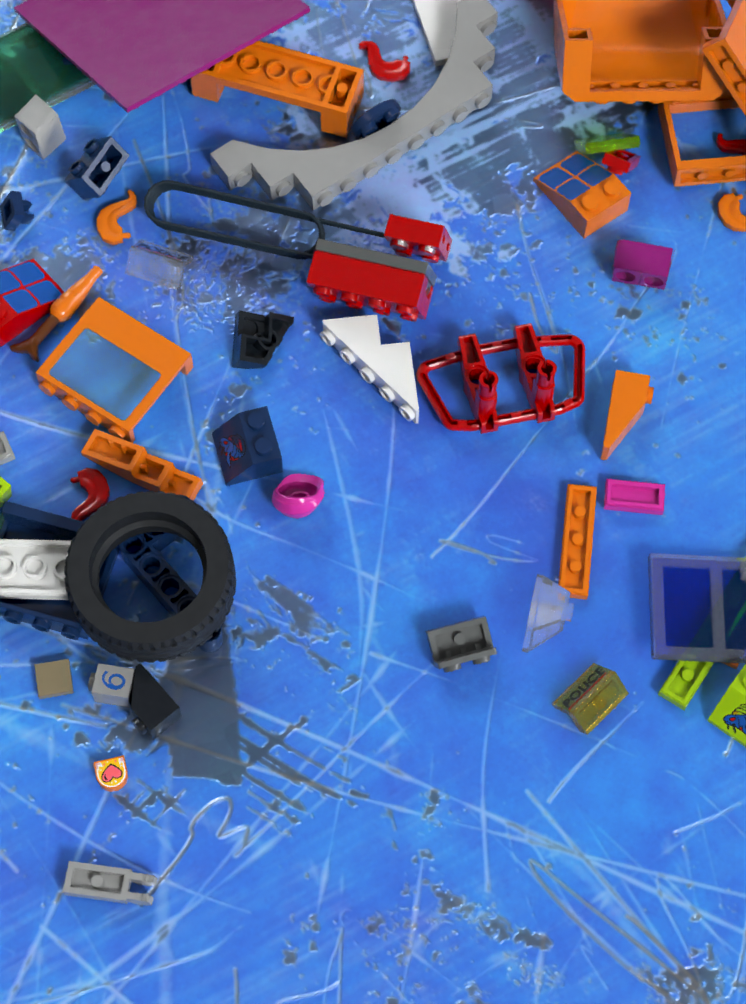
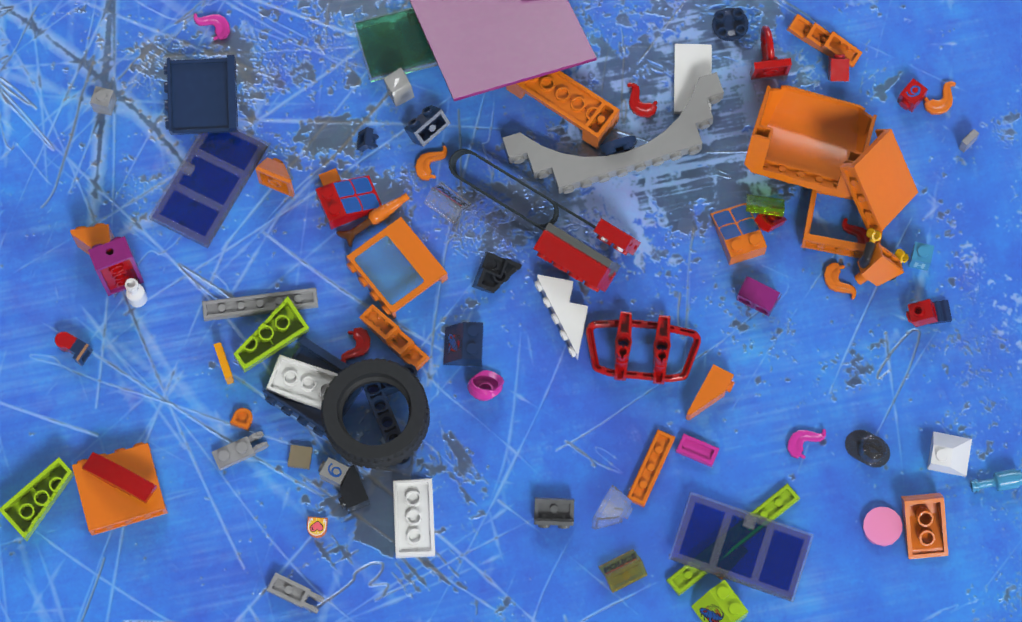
camera: 20 degrees right, 5 degrees up
(255, 717) = (414, 518): none -> white tile

